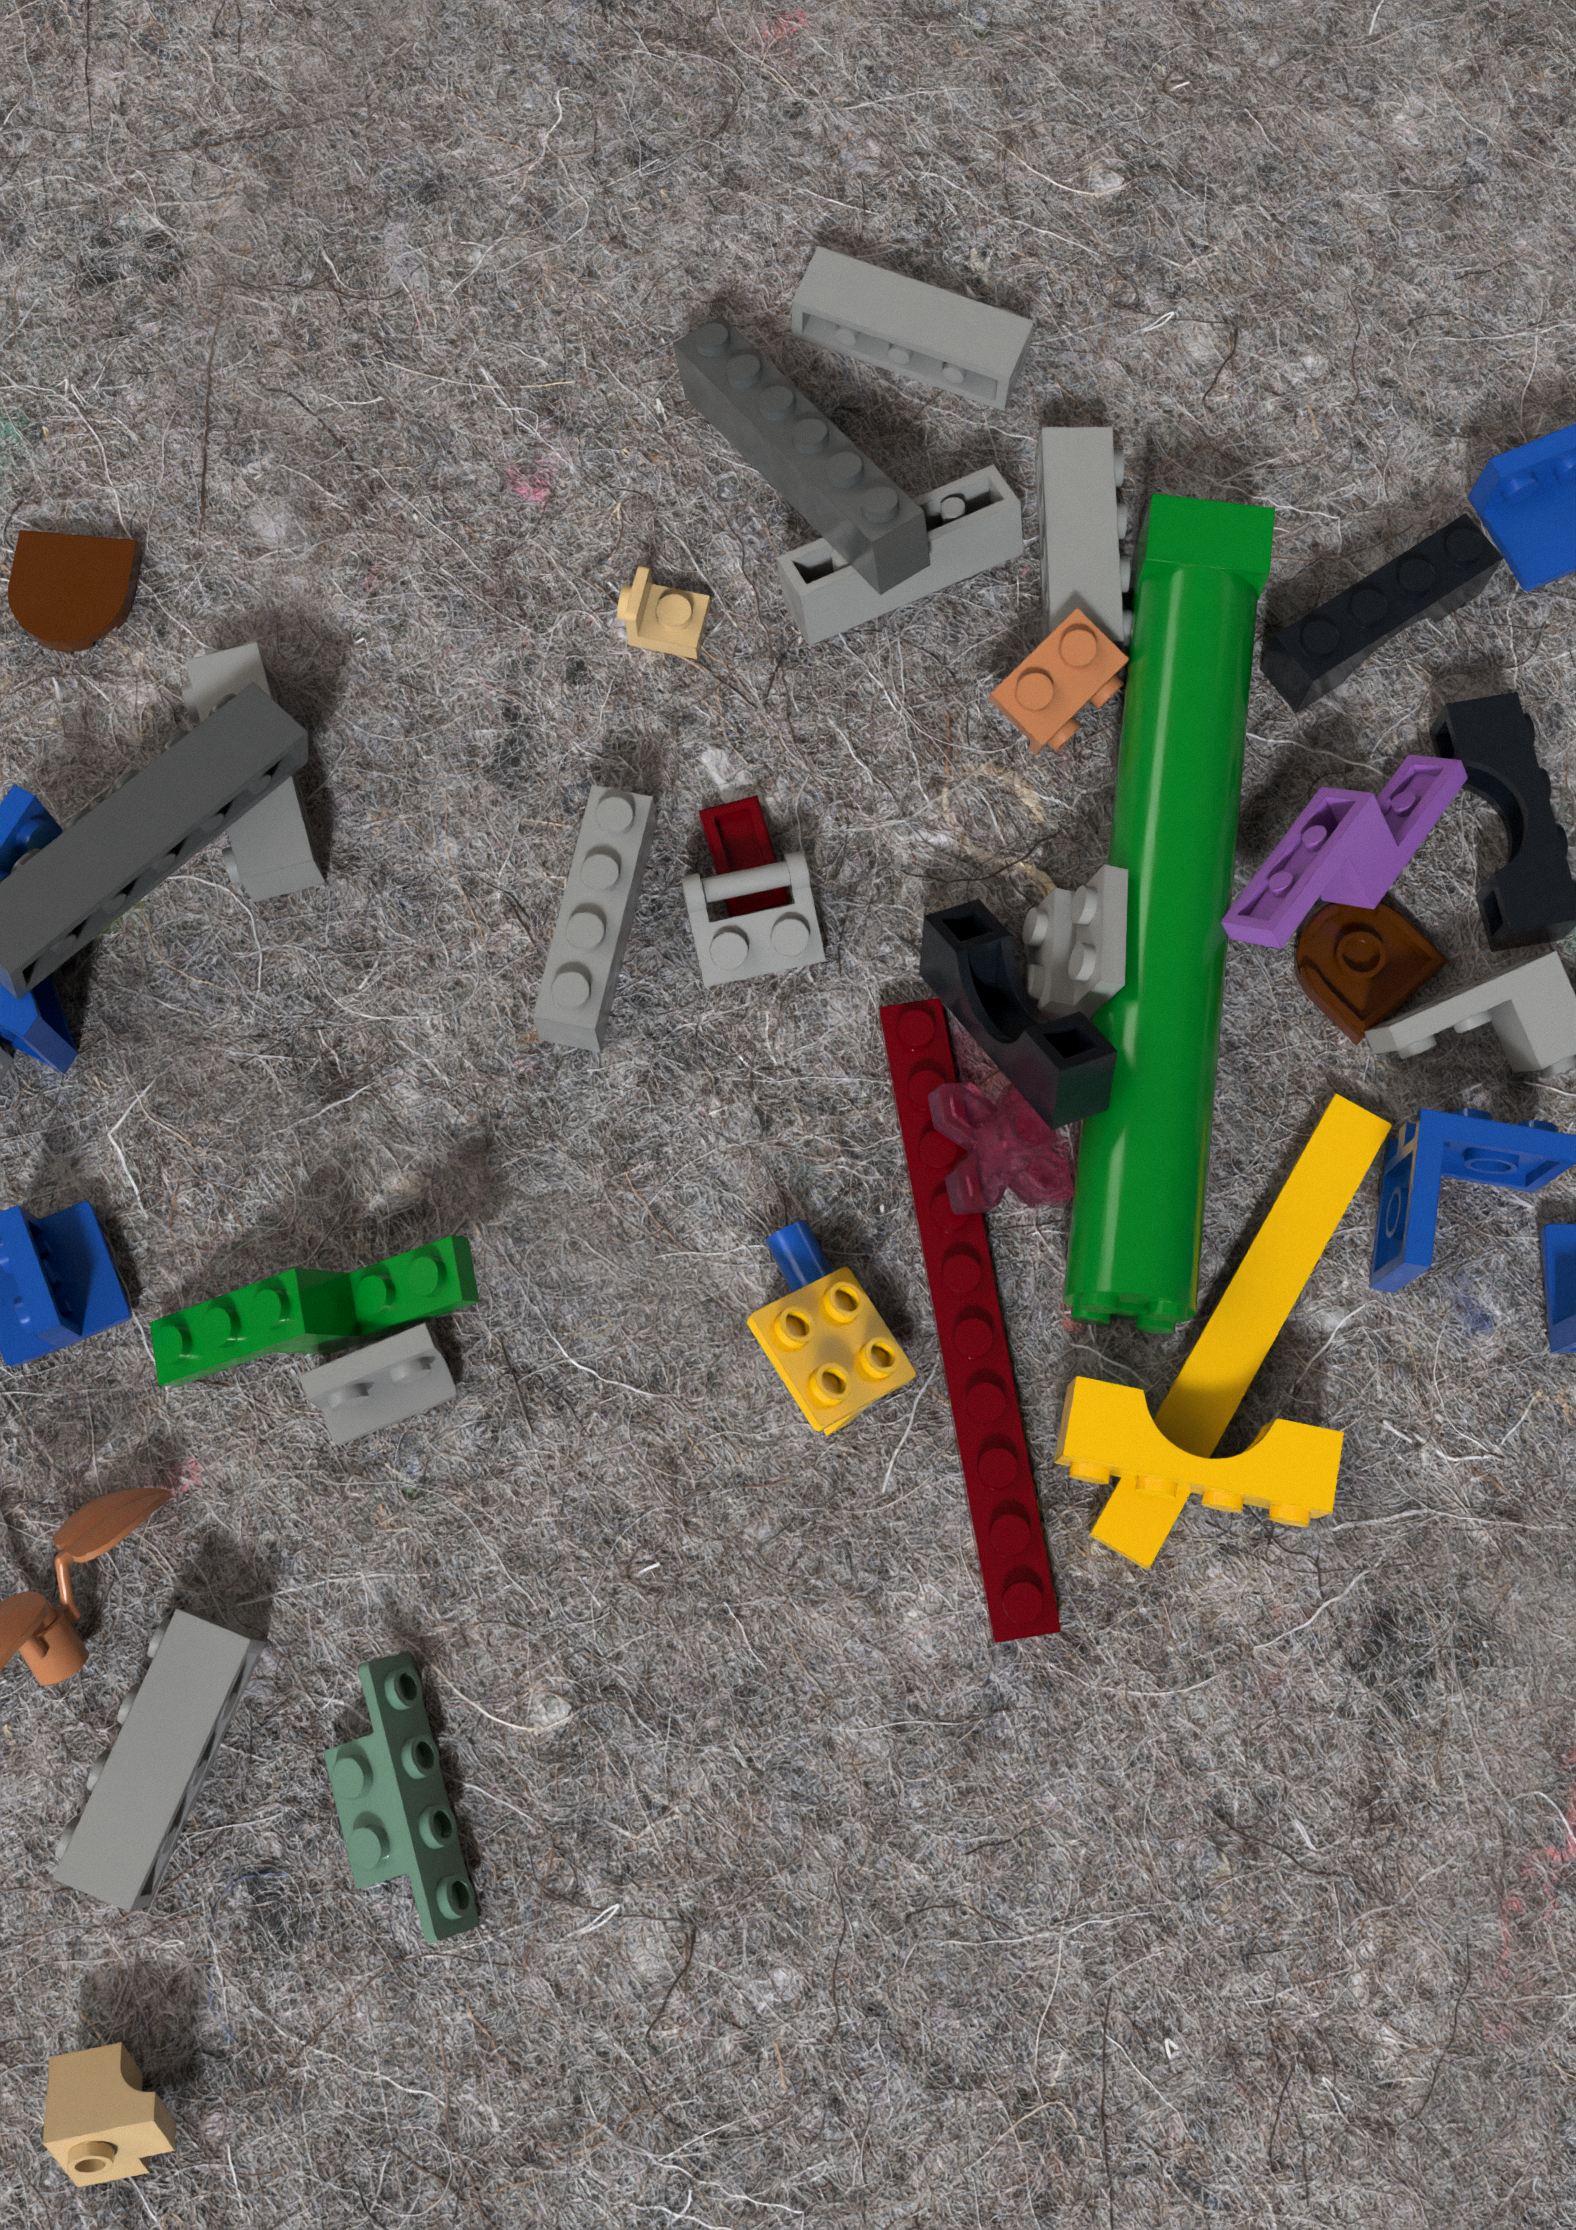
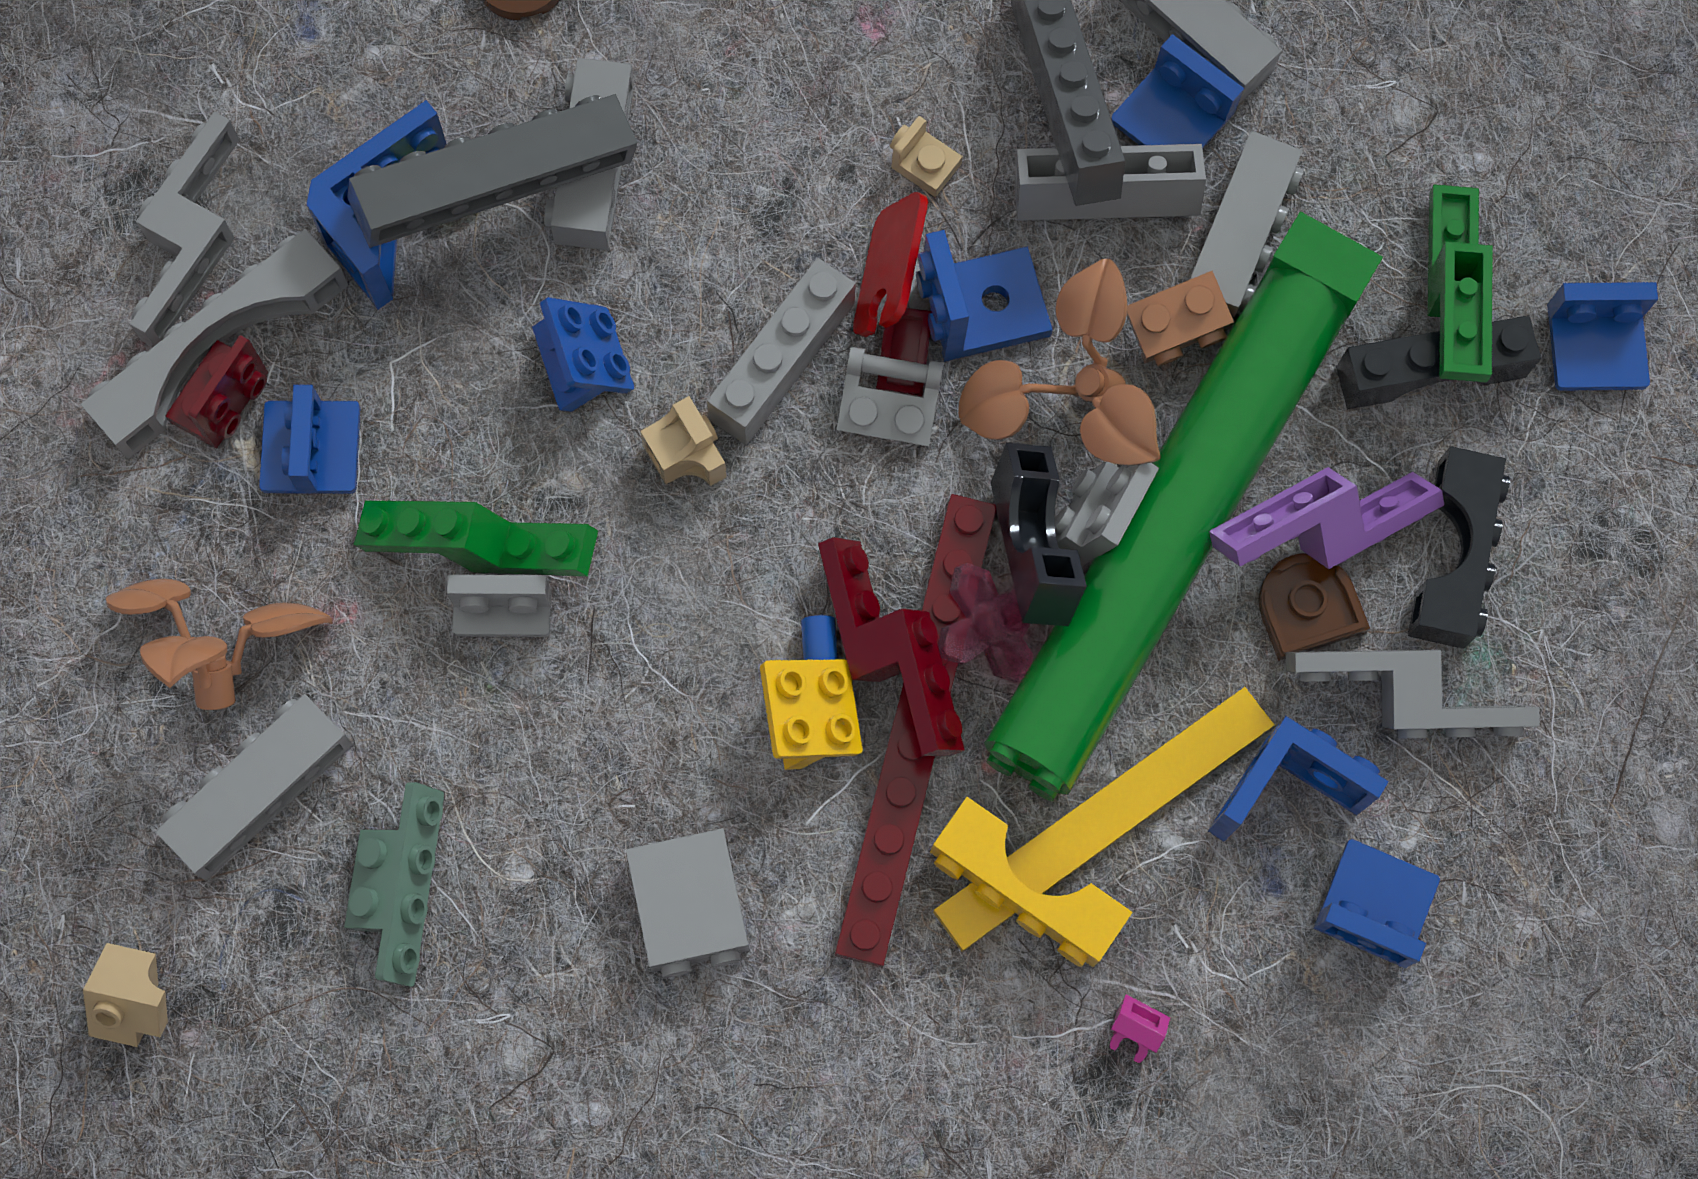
camera: 20 degrees right, 0 degrees up
(345, 1022) = (580, 352): none -> blue bracket
(526, 1083) = (684, 445): none -> tan brick
(684, 756) = (890, 263): none -> red piece
(777, 764) = (957, 295): none -> blue bracket
(784, 1661) = (687, 902): none -> light grey brick
(895, 1225) = (891, 646): none -> dark red bracket
(940, 422) = (1179, 100): none -> blue bracket
(1059, 824) = (1124, 417): none -> nougat plant
(1370, 509) = (1460, 284): none -> green bracket
(1408, 1566) = (1139, 1024): none -> dark pink tile

